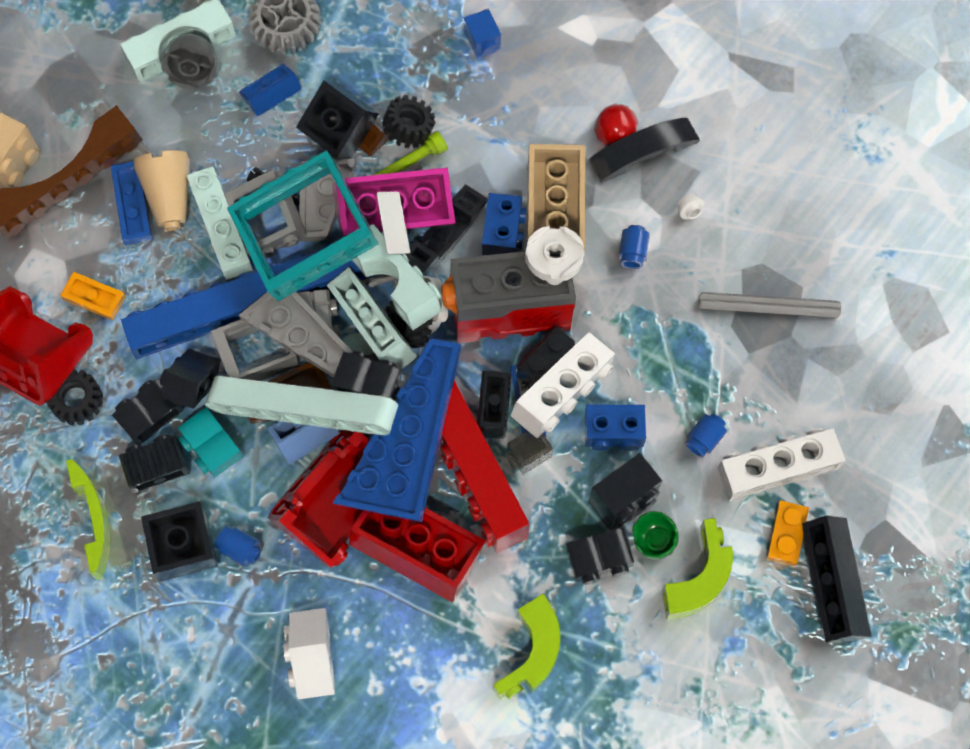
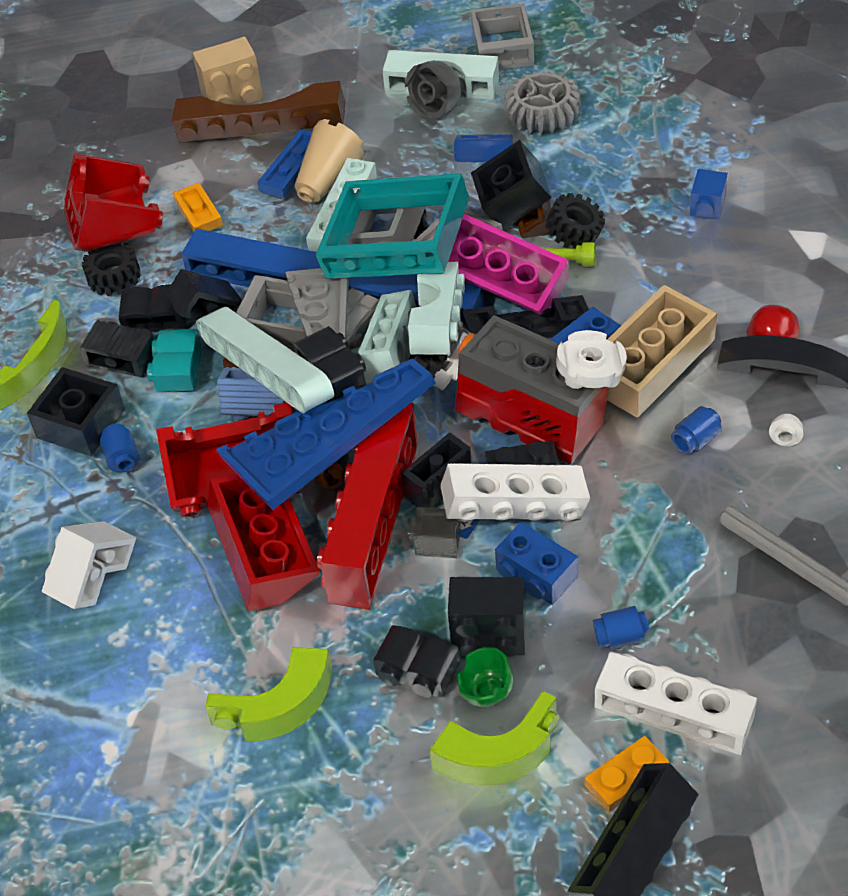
camera: 45 degrees right, 20 degrees down
(393, 223) = (474, 267): white sticker -> none

